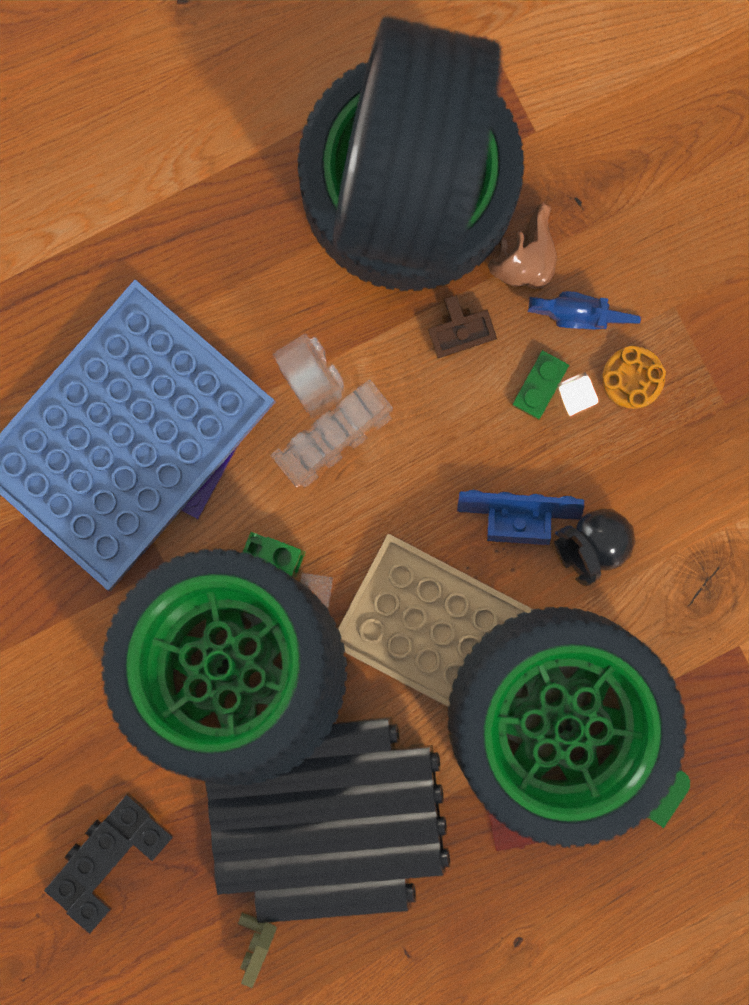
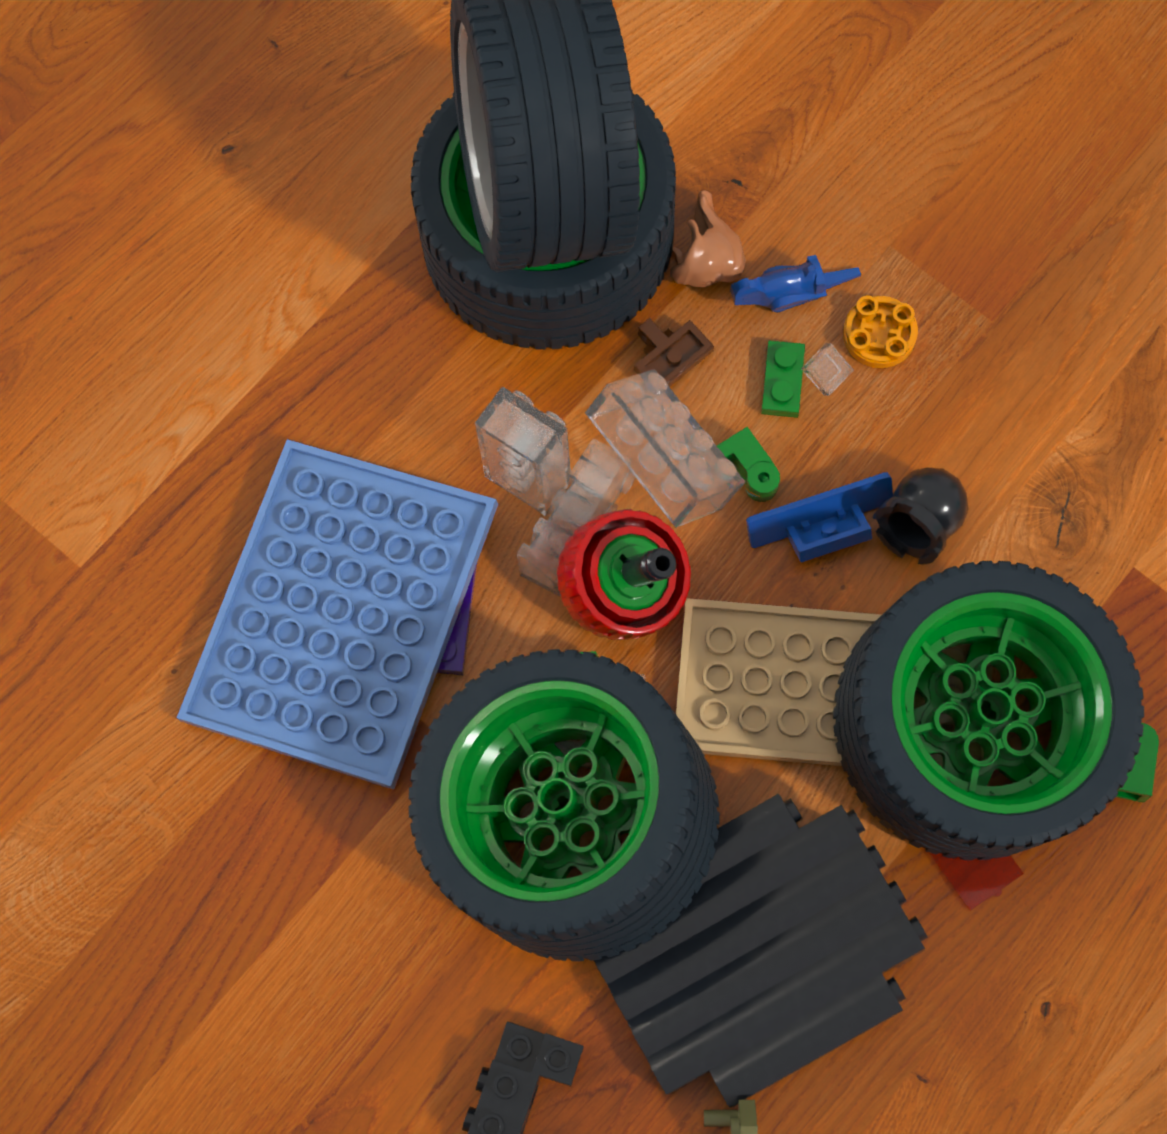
camera: 15 degrees left, 15 degrees down
(346, 500) = (624, 575): none -> red wheel
(421, 409) = (664, 447): none -> clear brick
(487, 454) = (752, 464): none -> green leg

